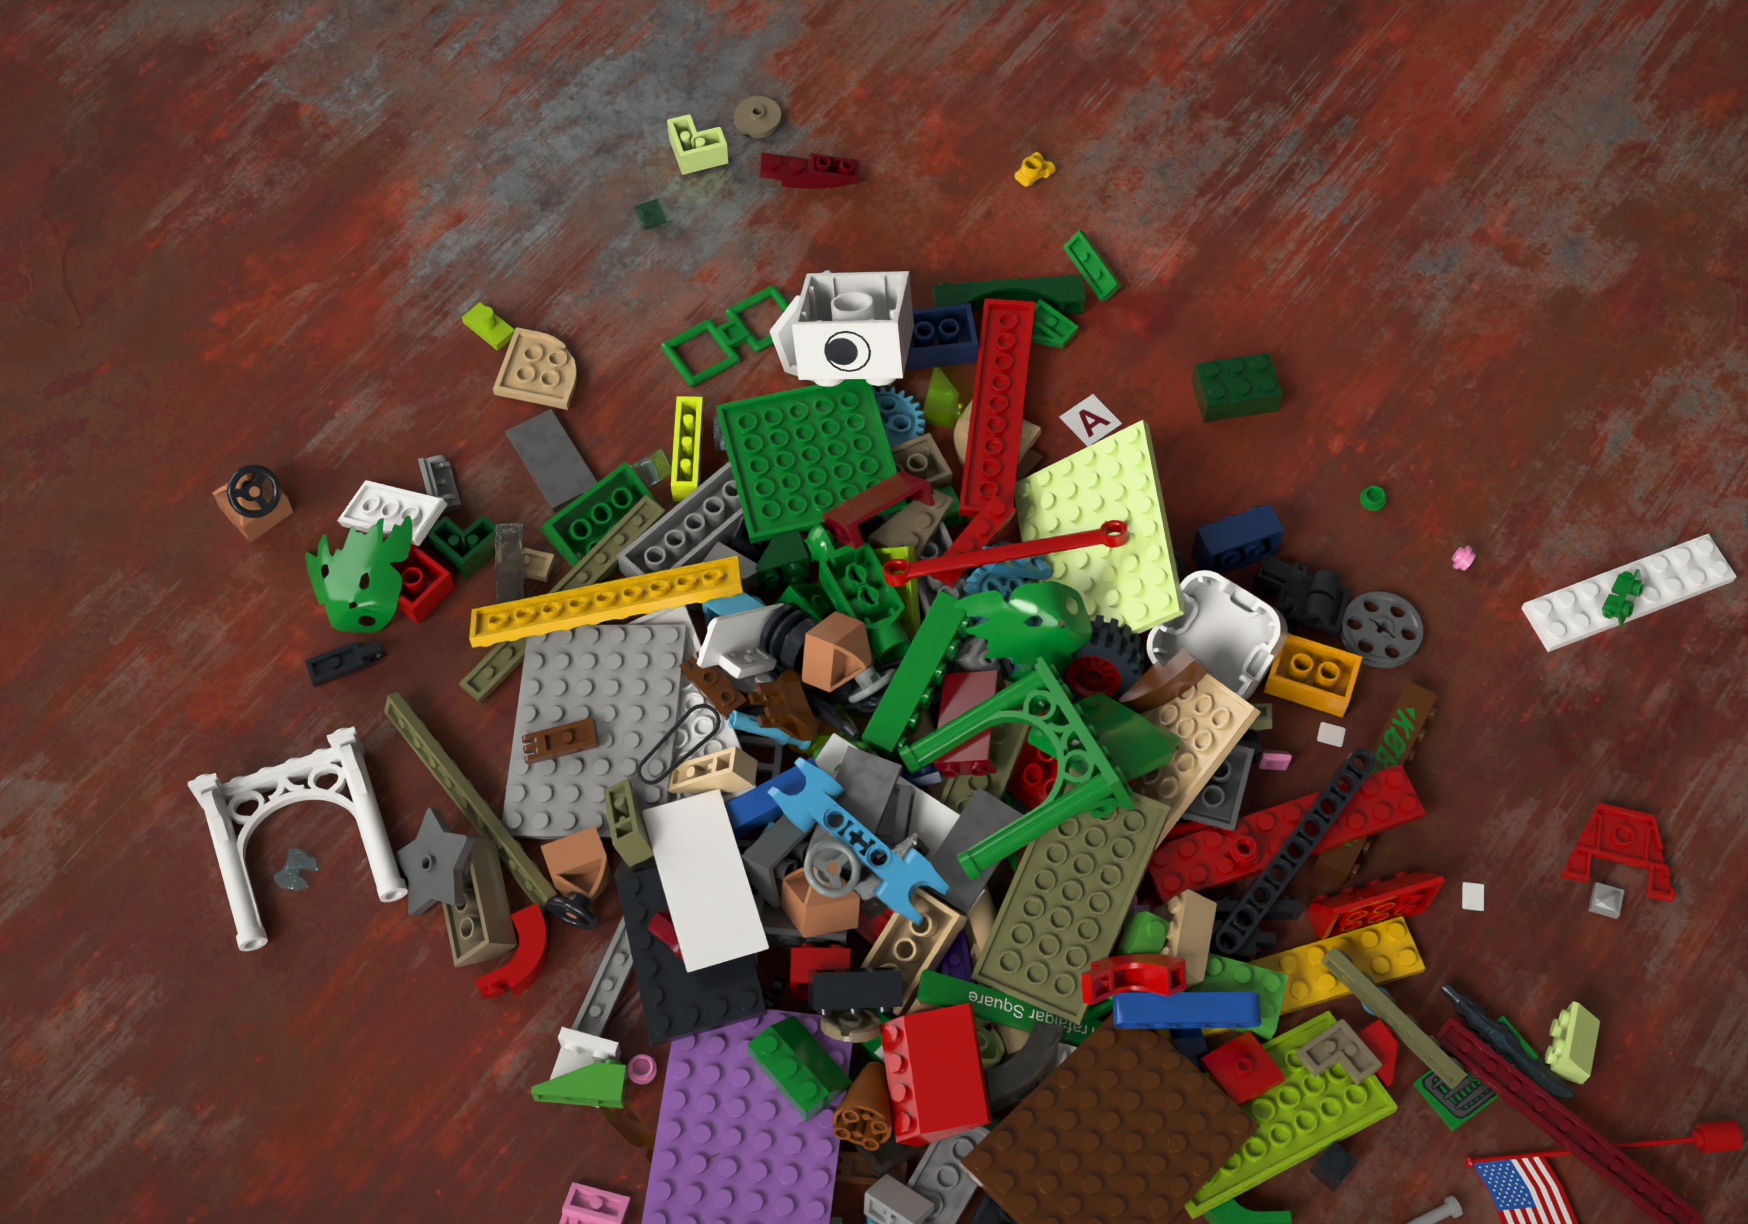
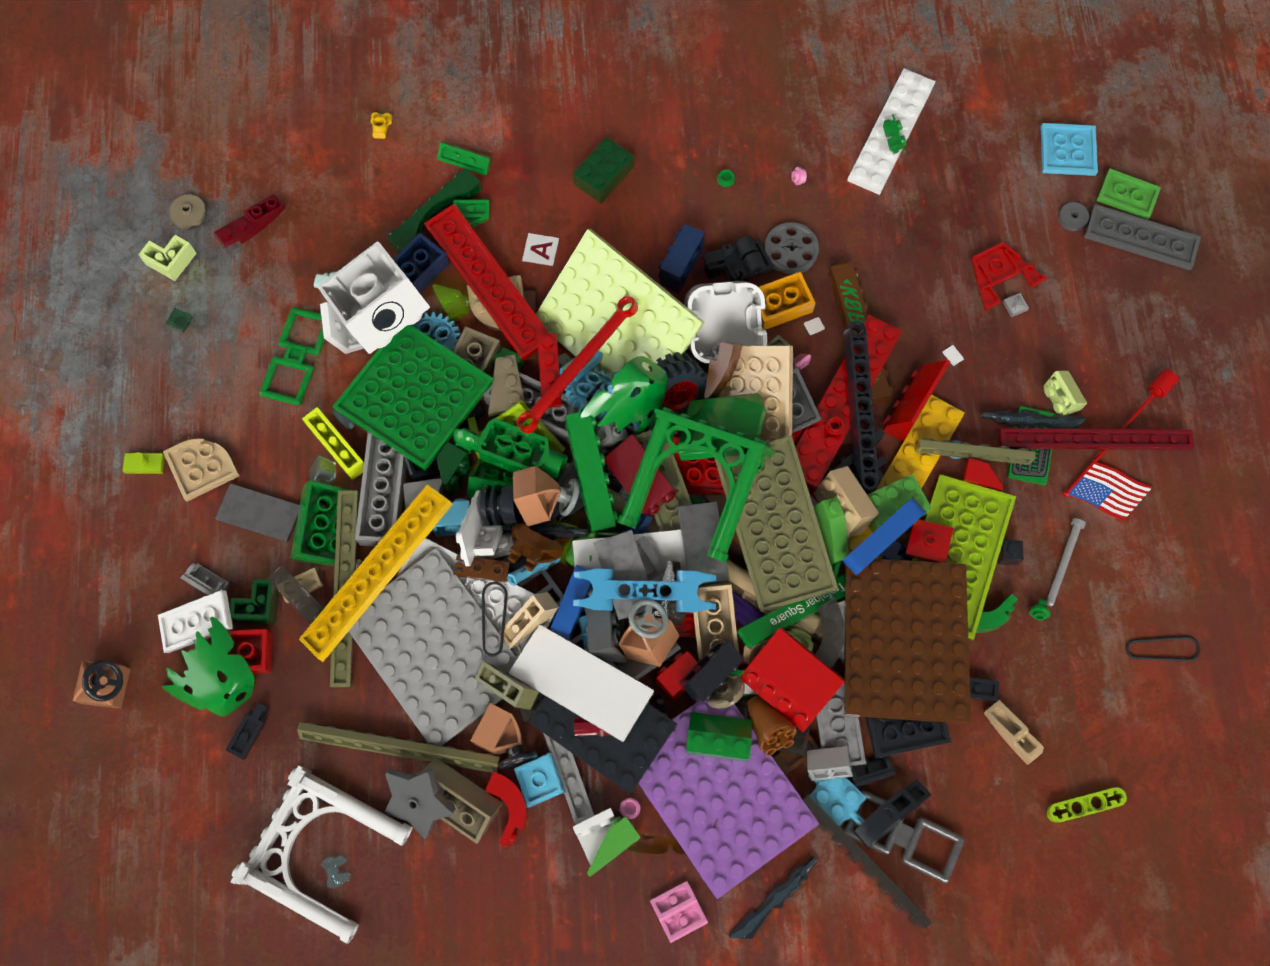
camera: 40 degrees left, 10 degrees up
(560, 741) = (424, 671): reddish brown hinge -> none
(576, 956) = (539, 780): none -> medium azure tile
(844, 518) = (477, 393): dark red panel -> none
(1133, 973) = (844, 539): red arch -> none
(1341, 1046) = (964, 489): dark tan plate -> none

